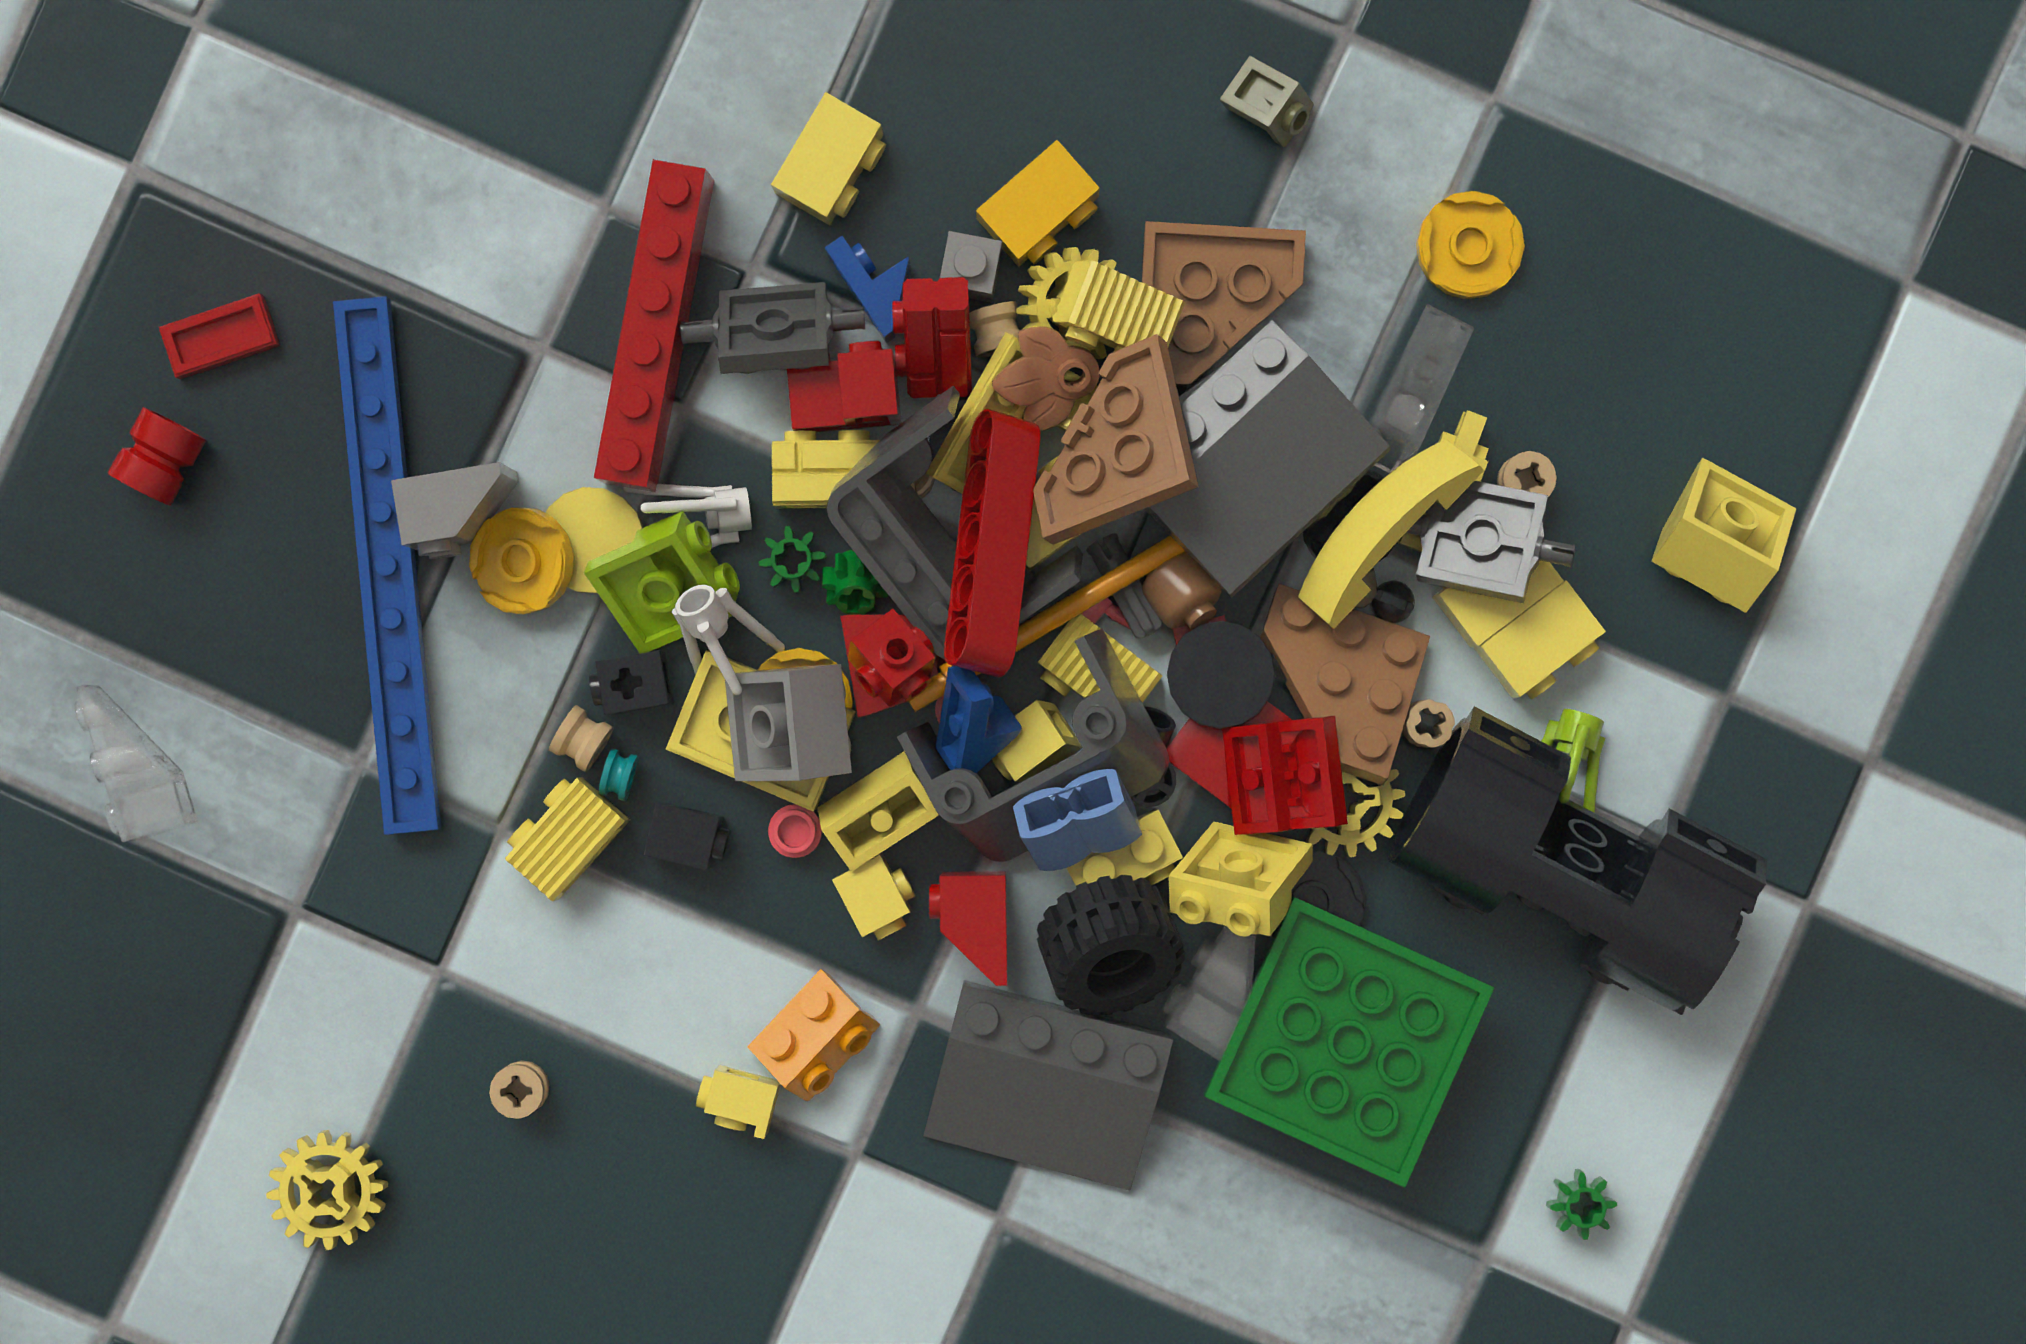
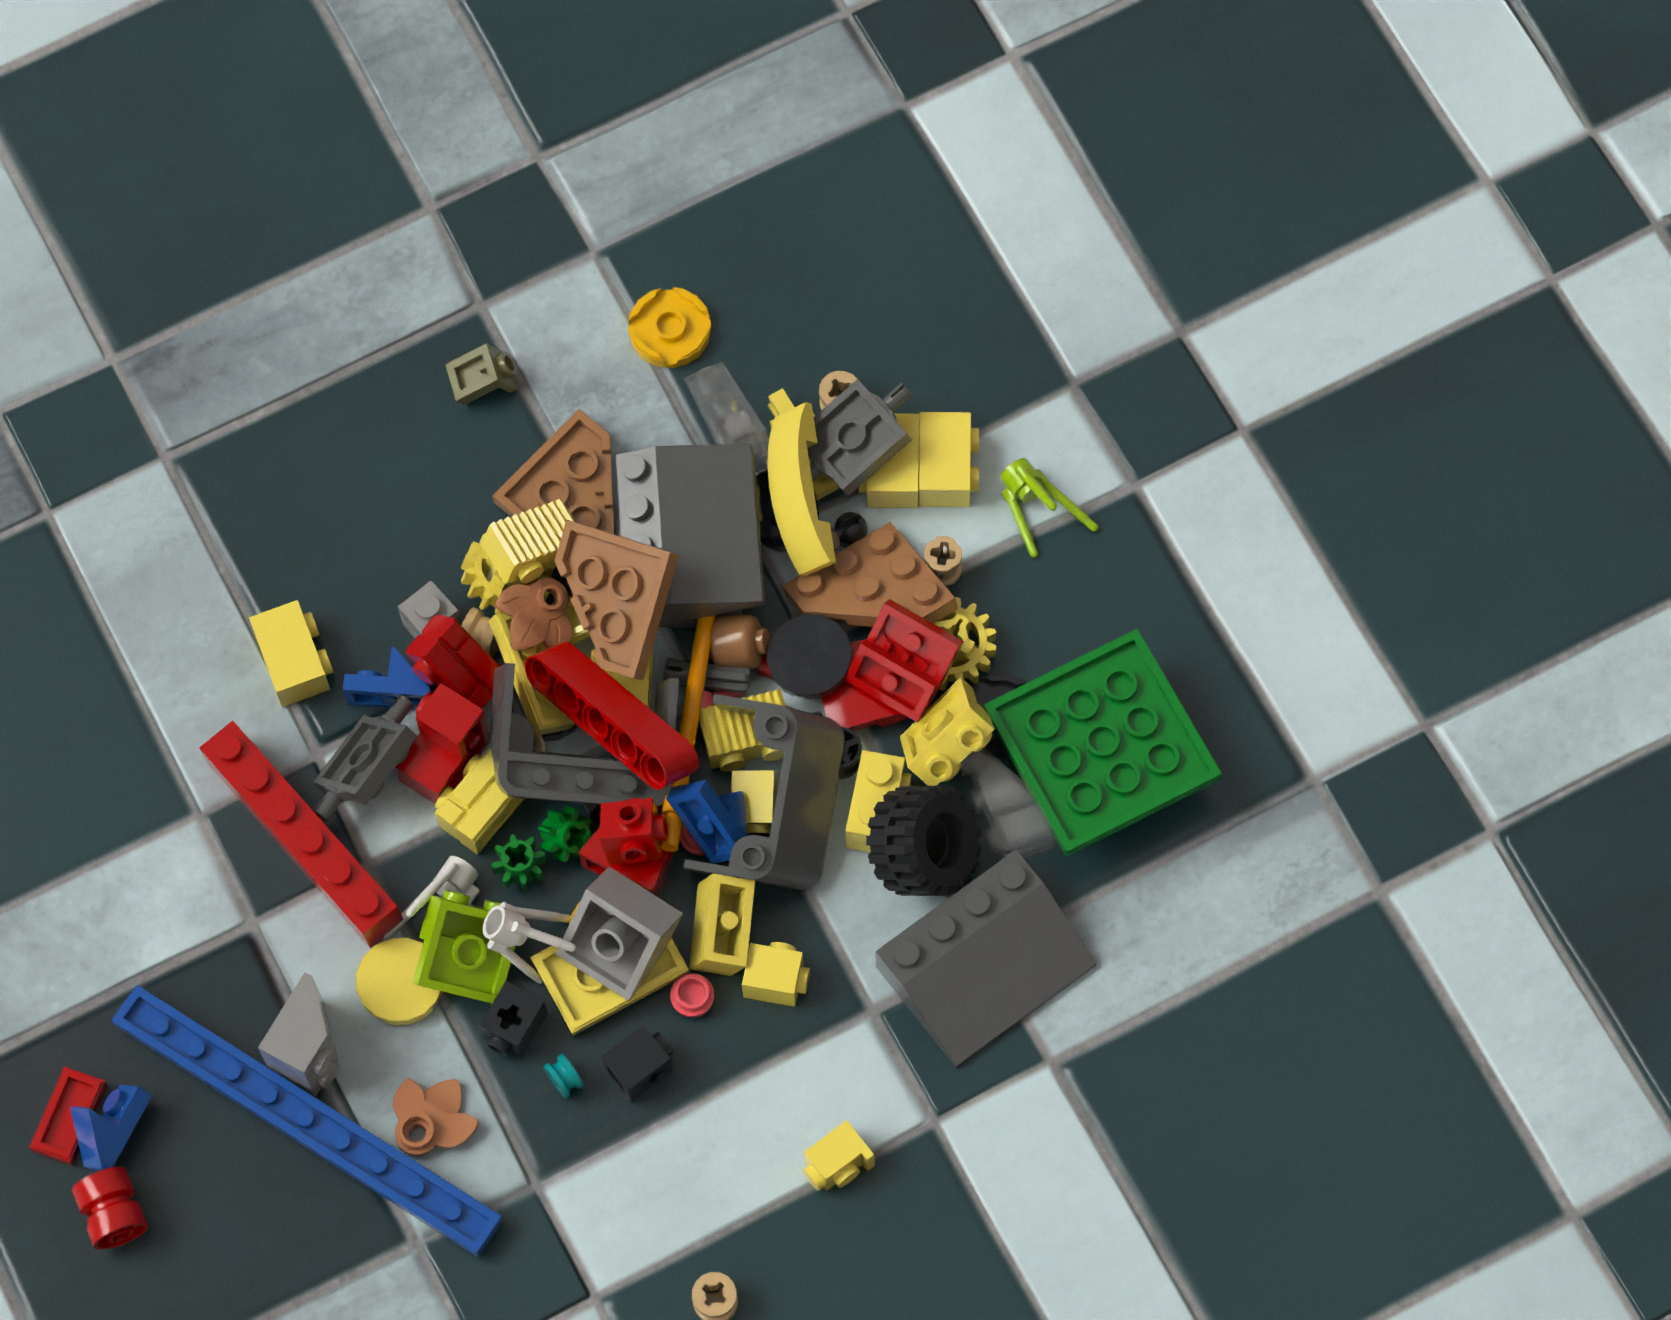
camera: 55 degrees left, 20 degrees down
(224, 394) = (105, 1136): none -> blue slope
(492, 682) = (433, 1111): none -> nougat plate
(521, 560) = (375, 1031): yellow tile -> none
(565, 837) = (576, 1139): light yellow brick -> none
(581, 738) = (520, 1080): tan wheel -> none
(813, 1037) = (834, 1082): light orange bracket -> none
(974, 918) = (841, 914): red slope -> none
(1039, 205) = (427, 546): yellow brick -> none
(1075, 820) = (827, 793): medium blue brick -> none
(1592, 1214) = (1328, 701): green gear -> none
(1651, 905) = (1167, 500): black cylinder -> none
(1725, 536) = (971, 310): light yellow slope -> none

